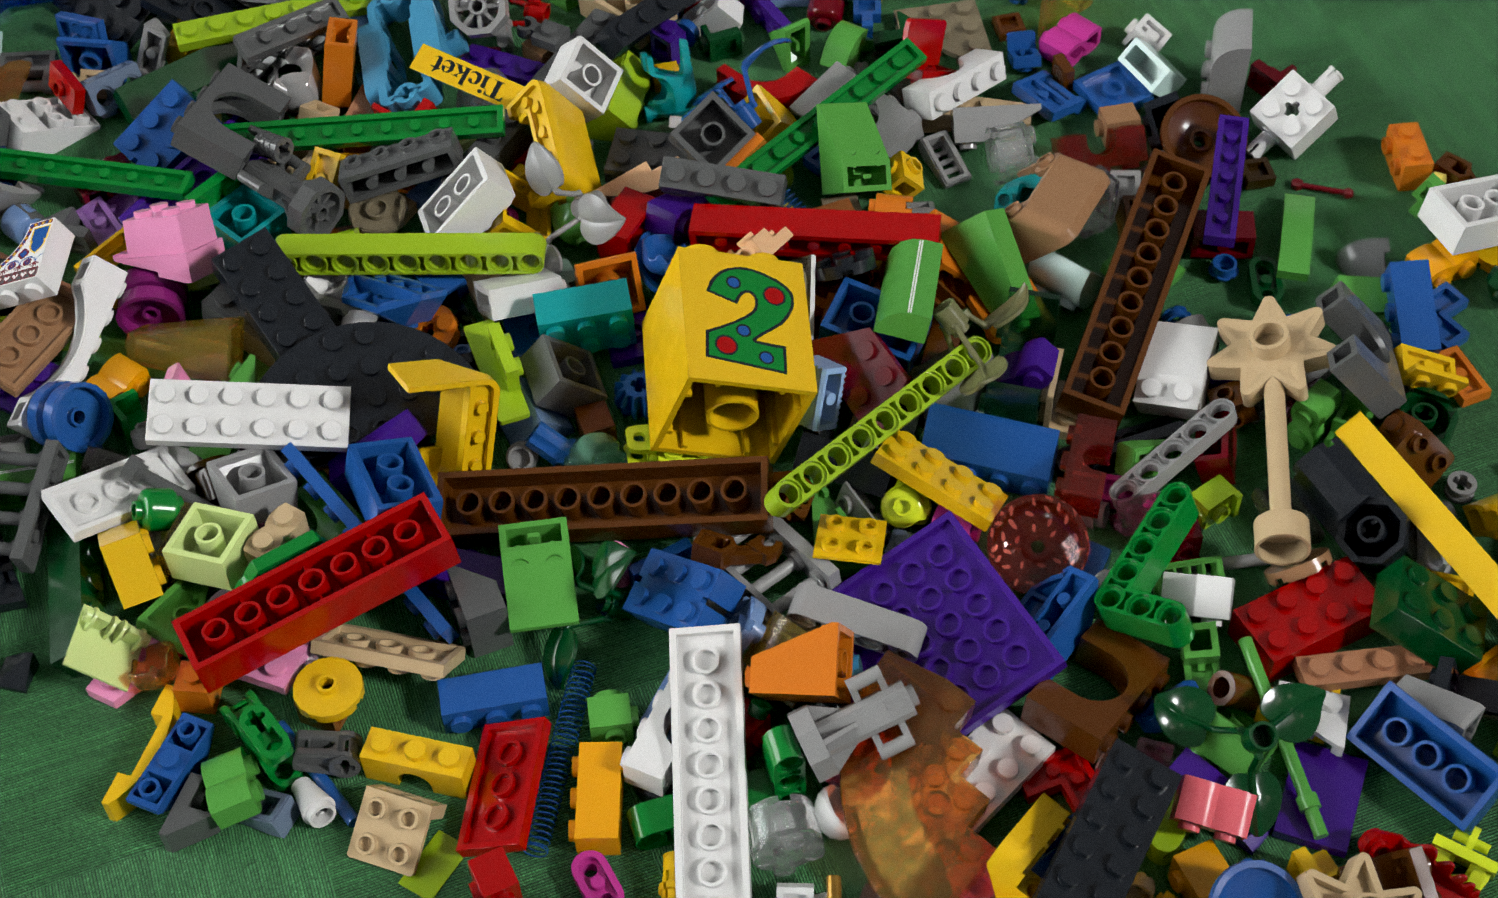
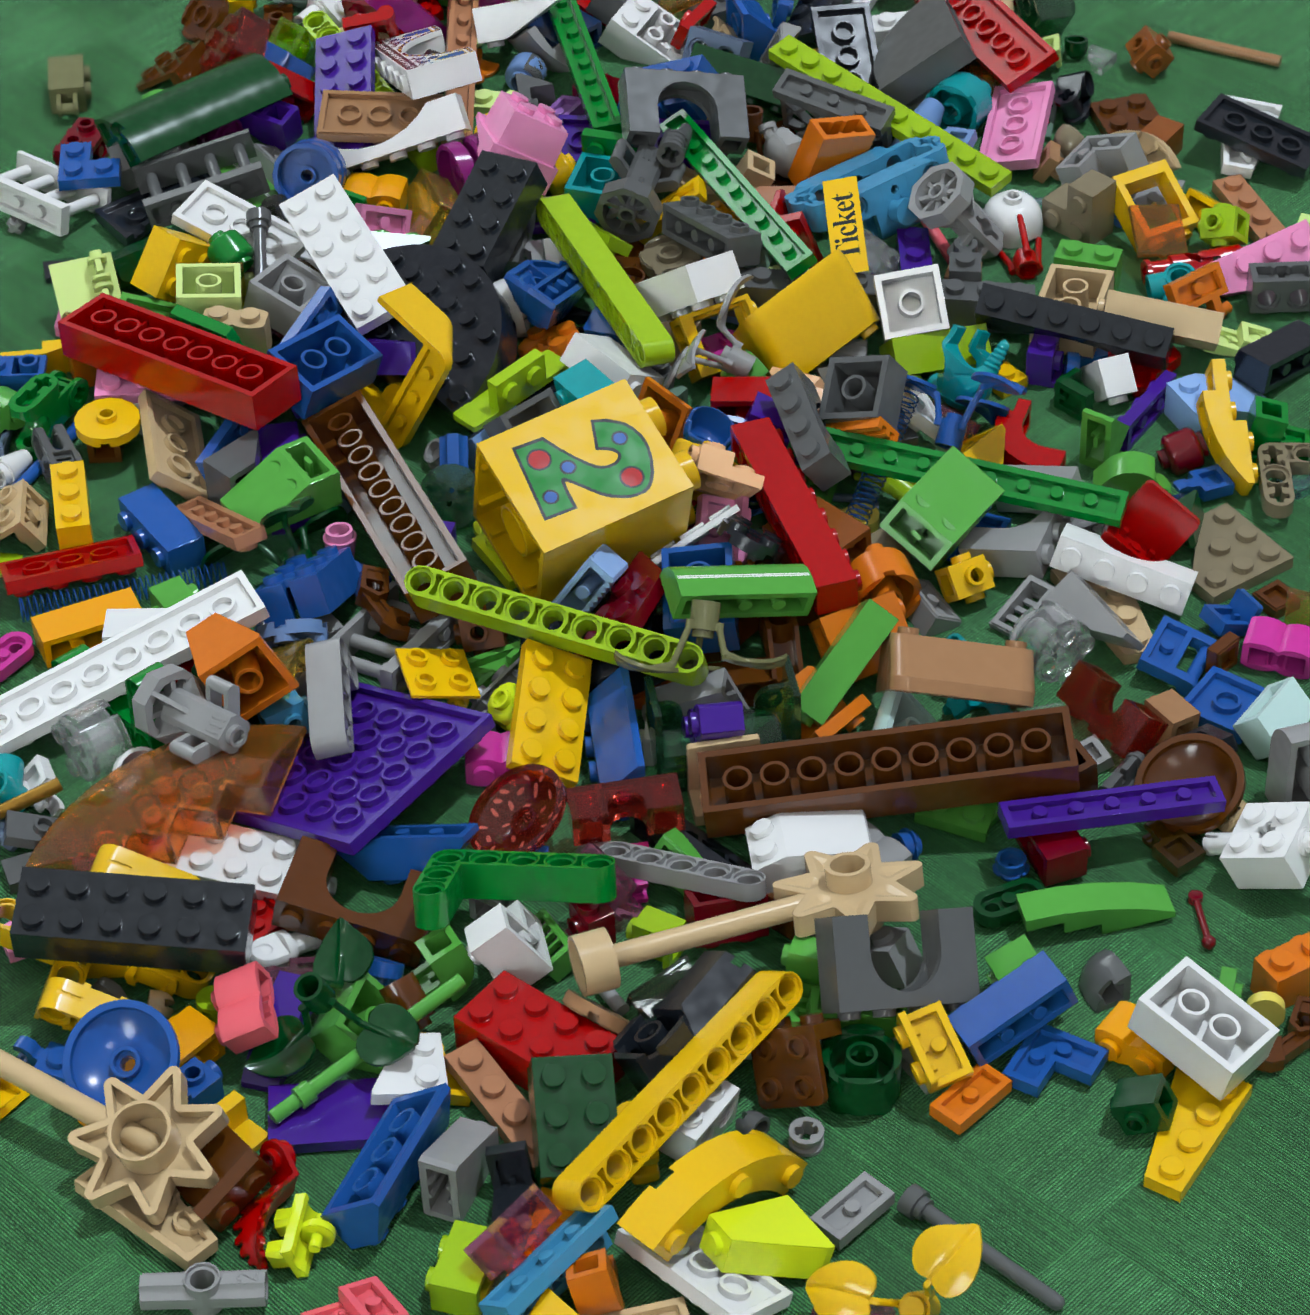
camera: 65 degrees right, 10 degrees down
(547, 638) = (223, 524): none -> nougat plate

